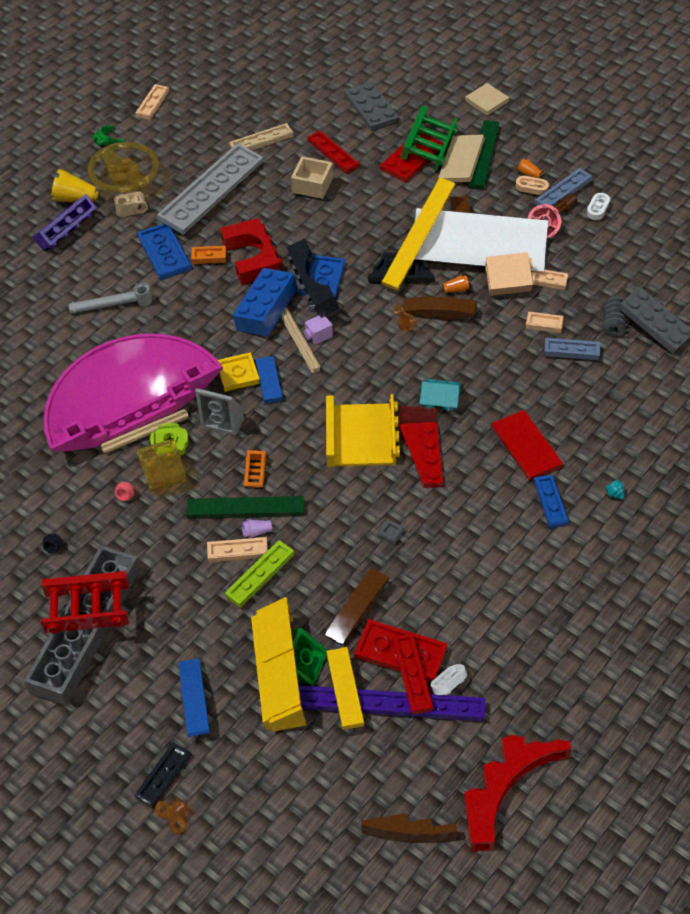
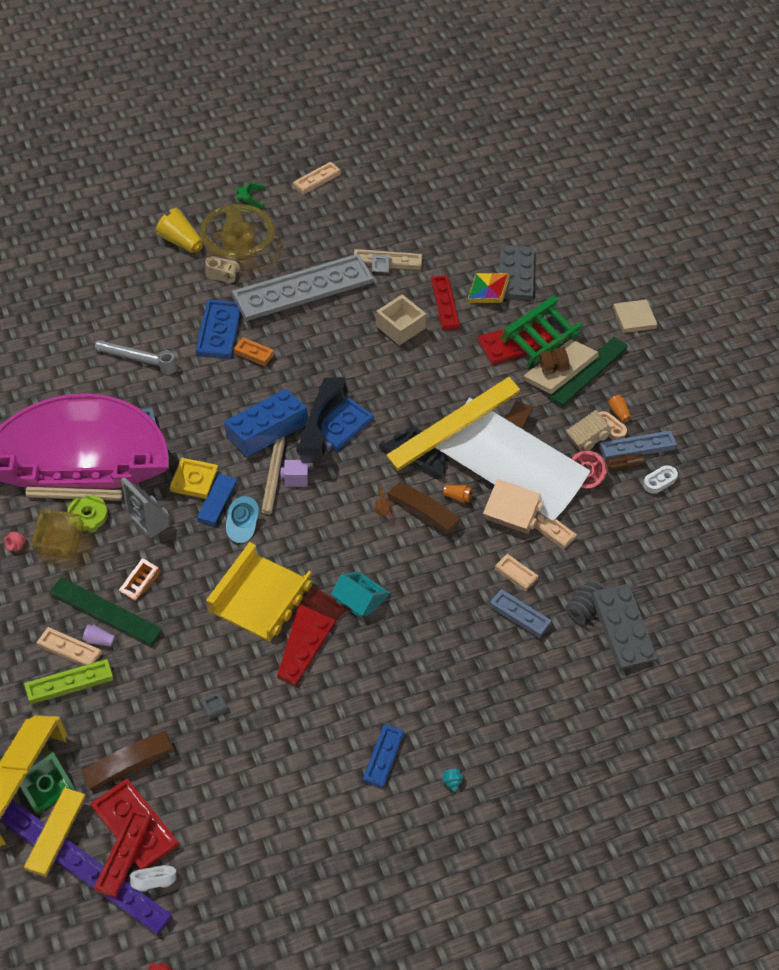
camera: 25 degrees right, 0 degrees up
(60, 225) = (149, 260): dark purple brick -> none
(251, 234) = (300, 347): red arch -> none
(259, 143) = (380, 263): none -> light grey tile
(303, 382) = (242, 519): none -> medium azure piece
(361, 125) = (488, 288): none -> tile
(458, 154) = (554, 361): none -> reddish brown wheel
(521, 195) = (588, 431): none -> tan brick
(526, 445) = (403, 688): red tile -> none

